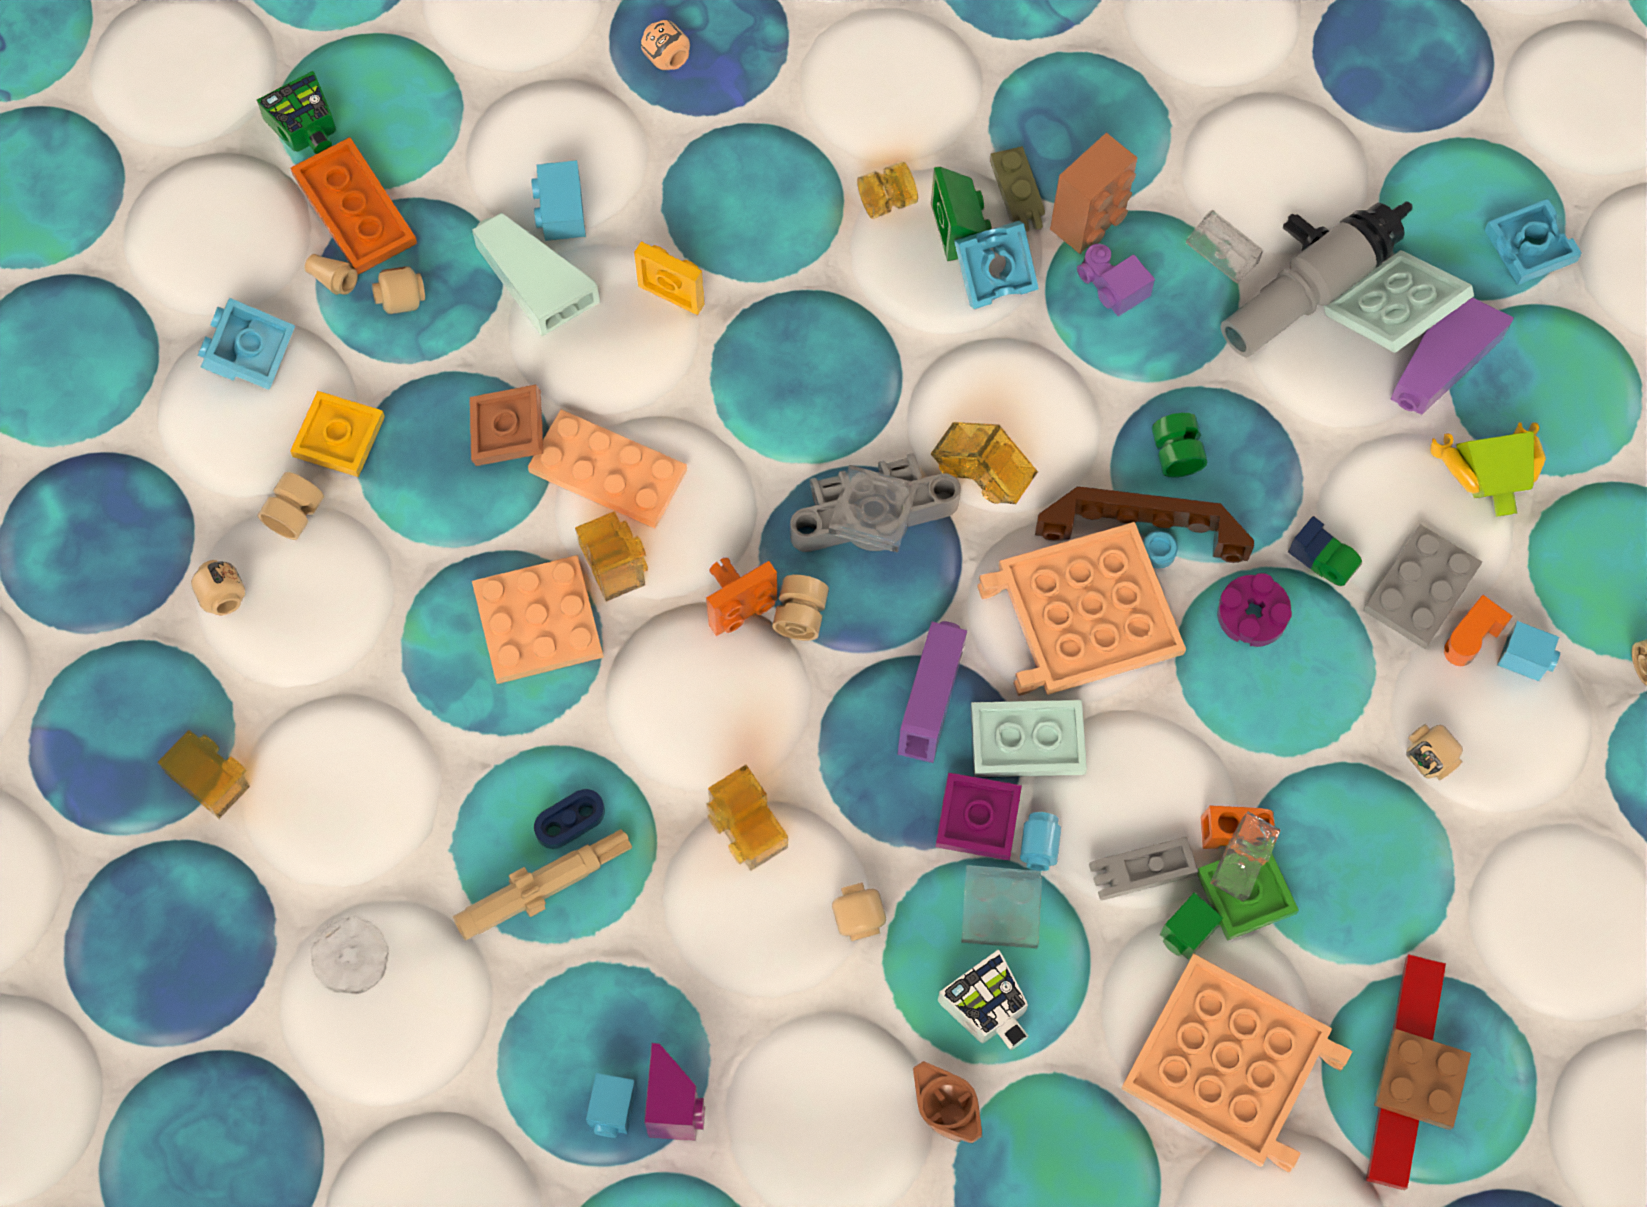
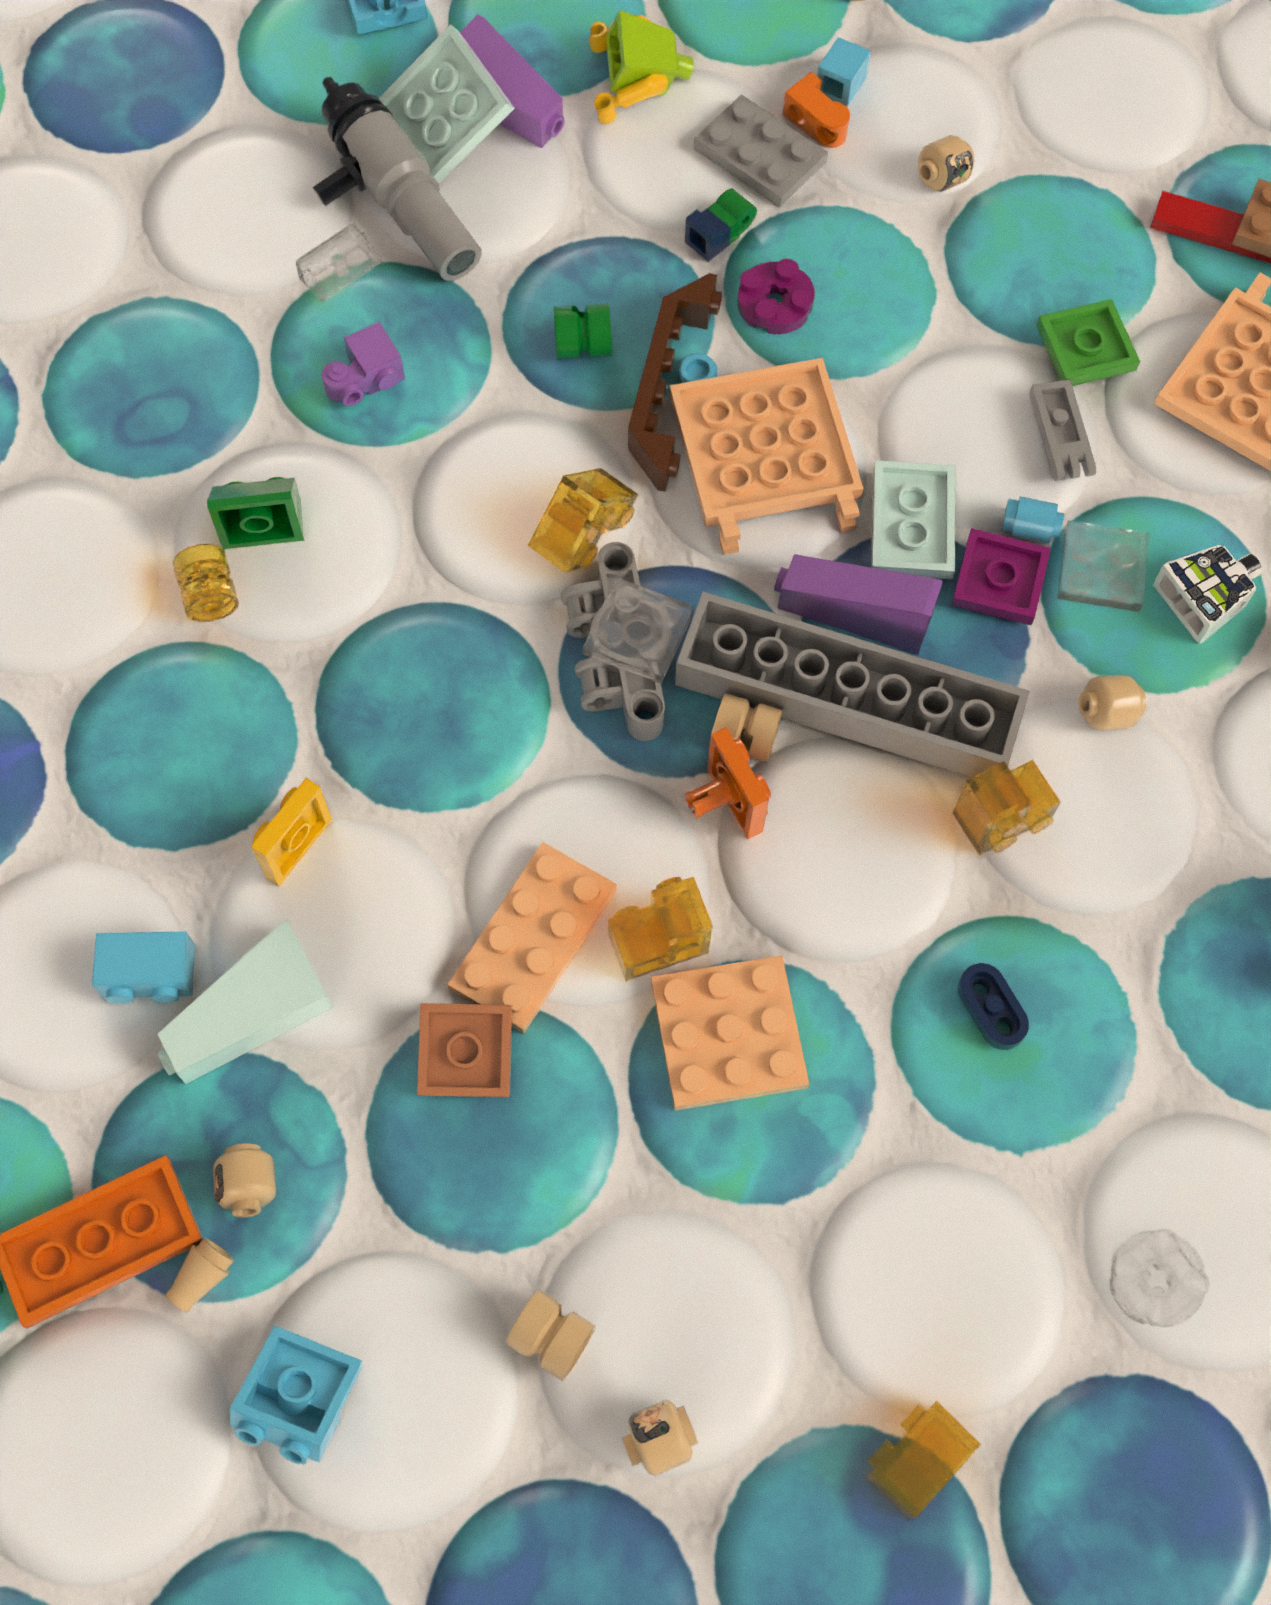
camera: 85 degrees left, 0 degrees up
(337, 433) = (445, 1272): yellow plate -> none
(530, 889) = (1085, 1053): tan piece -> none
(843, 688) = (851, 686): none -> light grey brick
(975, 257) = (329, 476): medium azure brick -> none
(1018, 187) = (223, 453): olive hinge -> none
(1093, 193) = (266, 355): nougat brick -> none
(1190, 927) = (1127, 395): green brick -> none
(1220, 823) = (1021, 344): orange leg -> none
(1244, 856) = (1052, 325): clear slope -> none

